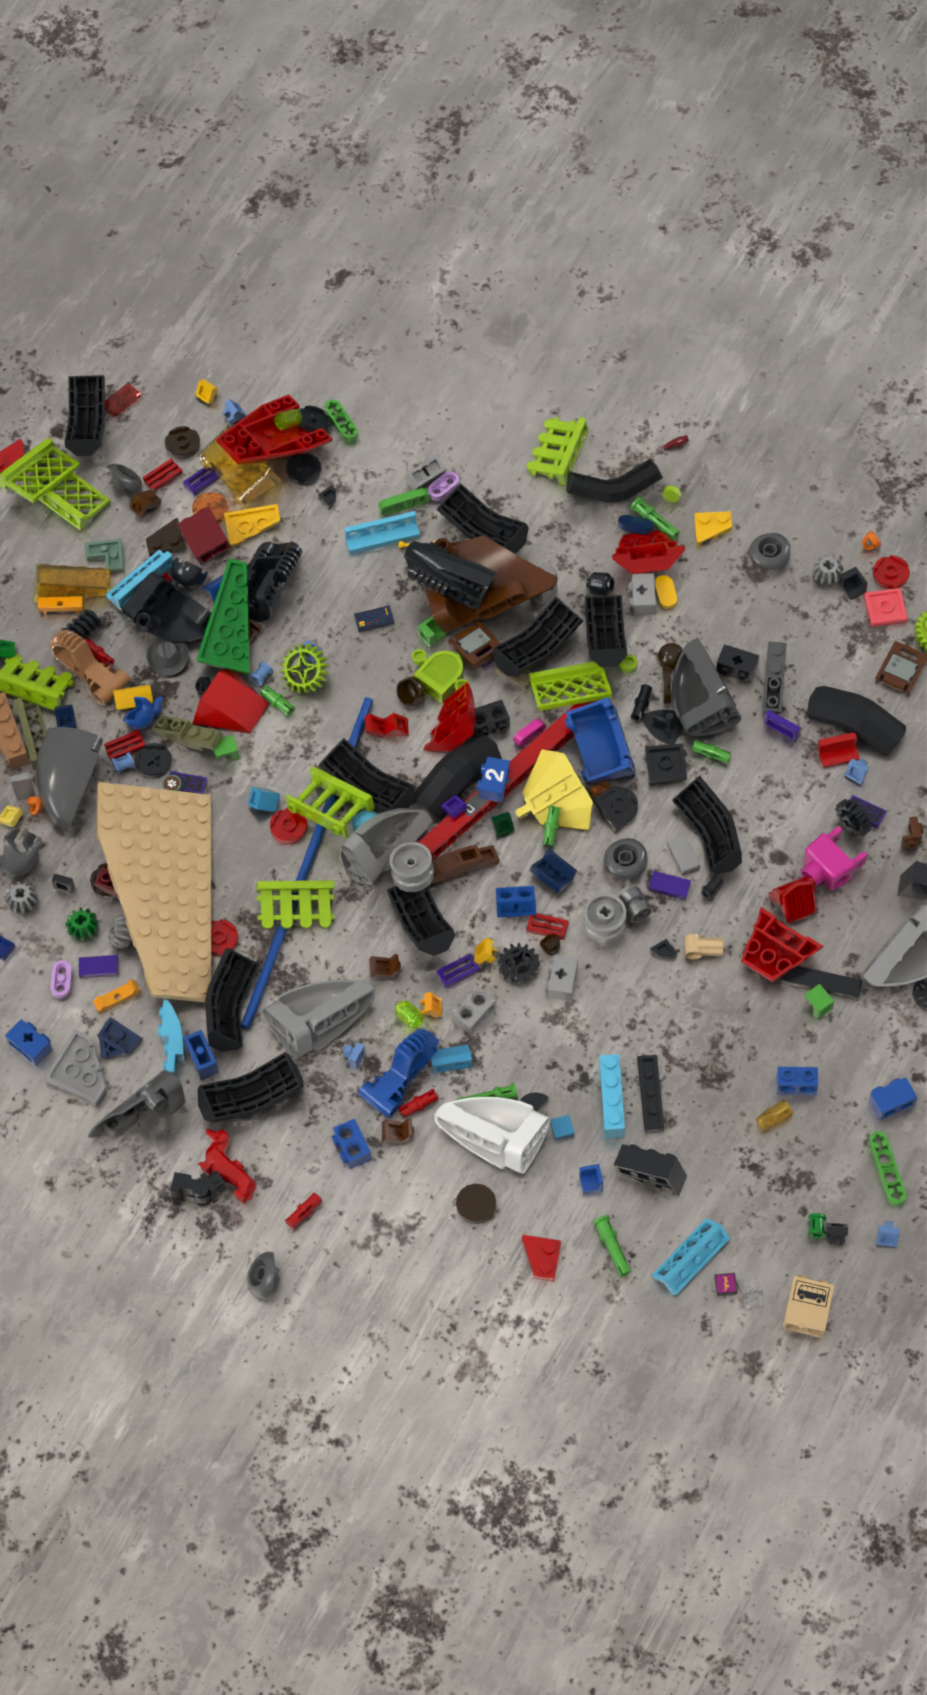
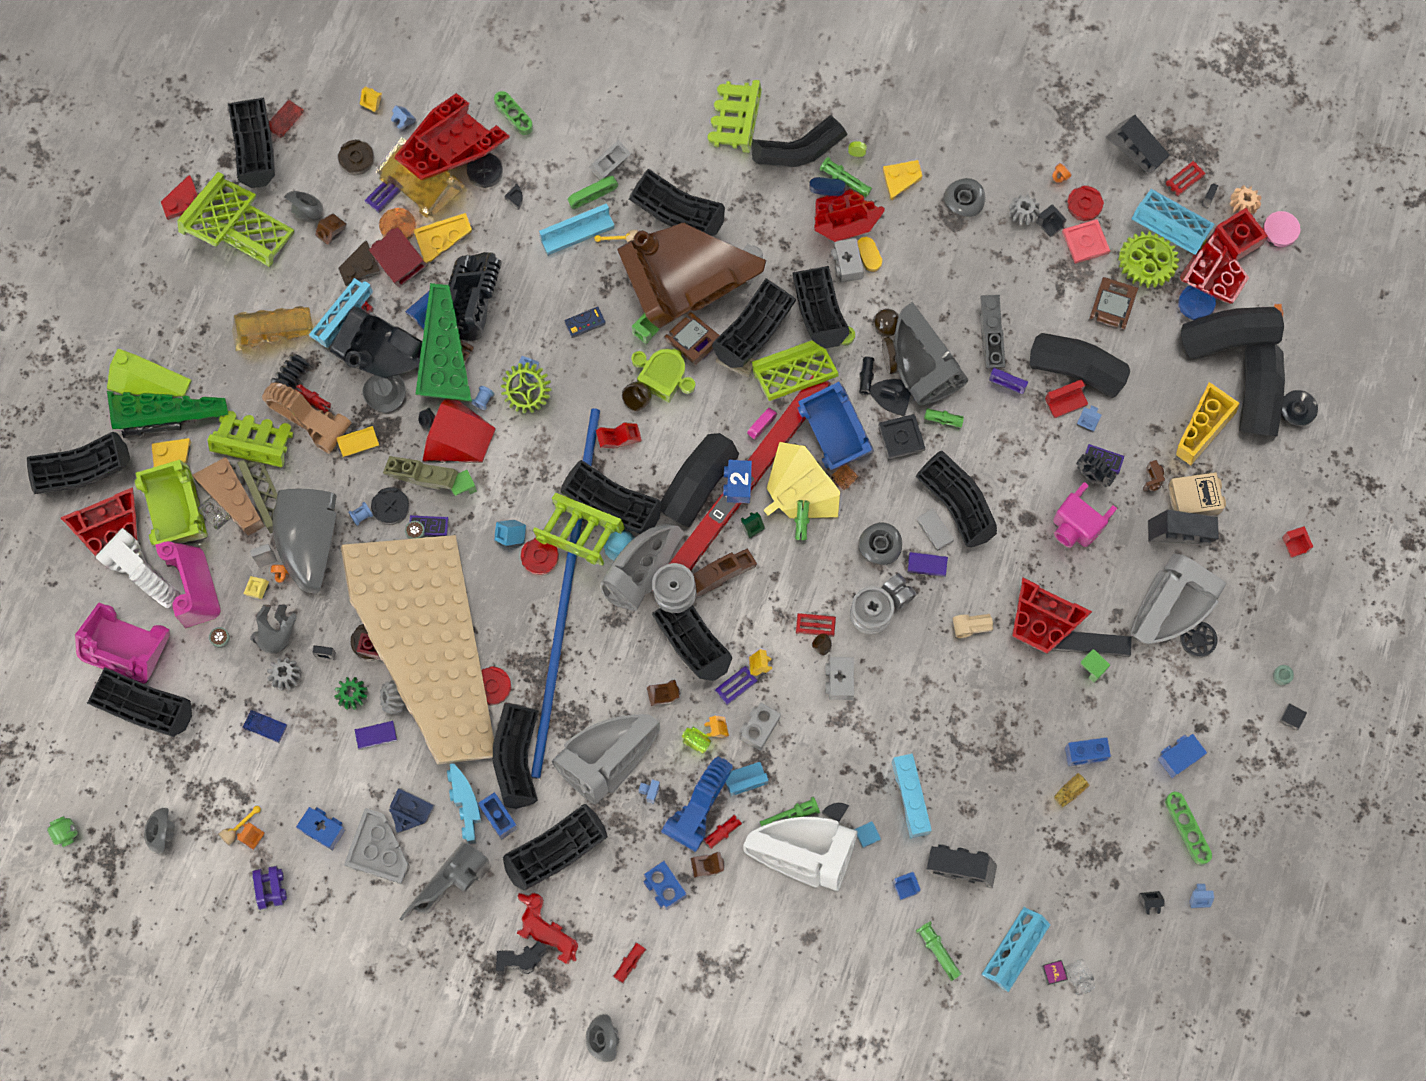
camera: 15 degrees left, 10 degrees up
(50, 604) = (255, 351): light orange piece -> none
(61, 980) = (341, 756): lavender plate -> none
(65, 716) = (293, 475): dark blue bracket -> none
(107, 550) = (303, 285): sand green tile -> none
(108, 1000) = (408, 758): light orange piece -> none
(123, 743) = (357, 486): red tile -> none
(143, 713) = (371, 459): blue hair -> none
(160, 473) = (339, 193): red tile -> none
(187, 575) = (388, 302): black cylinder -> none
(277, 700) = (504, 424): bright green pin -> none
(285, 897) = (553, 642): lime fence -> none
(288, 419) = (461, 120): clear neon green brick -> none
(314, 418) = (485, 115): black tile -> none
(442, 487) = (626, 170): lavender plate -> none
(448, 573) = (651, 269): black connector -> none
(454, 807) = (703, 515): dark purple tile -> none
(455, 721) = (687, 422): red wedge -> none
(476, 1203) = (797, 927): dark brown tile -> none
(486, 715) = (715, 411): black brick -> none
(515, 901) = (781, 605): blue brick -> none
(523, 970) = (802, 672): black gear -> none
(542, 1256) = (872, 972): red wing -> none
(554, 871) = (812, 567): dark blue bracket -> none
(600, 584) = (804, 255): black head -> none
(617, 806) = (862, 489): black tile -> none
(650, 1093) = (947, 785): black tile -> none
(663, 950) = (933, 633): black tile -> none
(679, 441) = (854, 91): dark red piece -> none
(709, 890) = (969, 560): black pin -> none
(737, 663) = (946, 315): black brick -> none
(796, 899) = (1053, 561): red piece -> none
(808, 1306) = (1138, 983): tan brick -> none
(817, 1225) = (1132, 898): green bush -> none

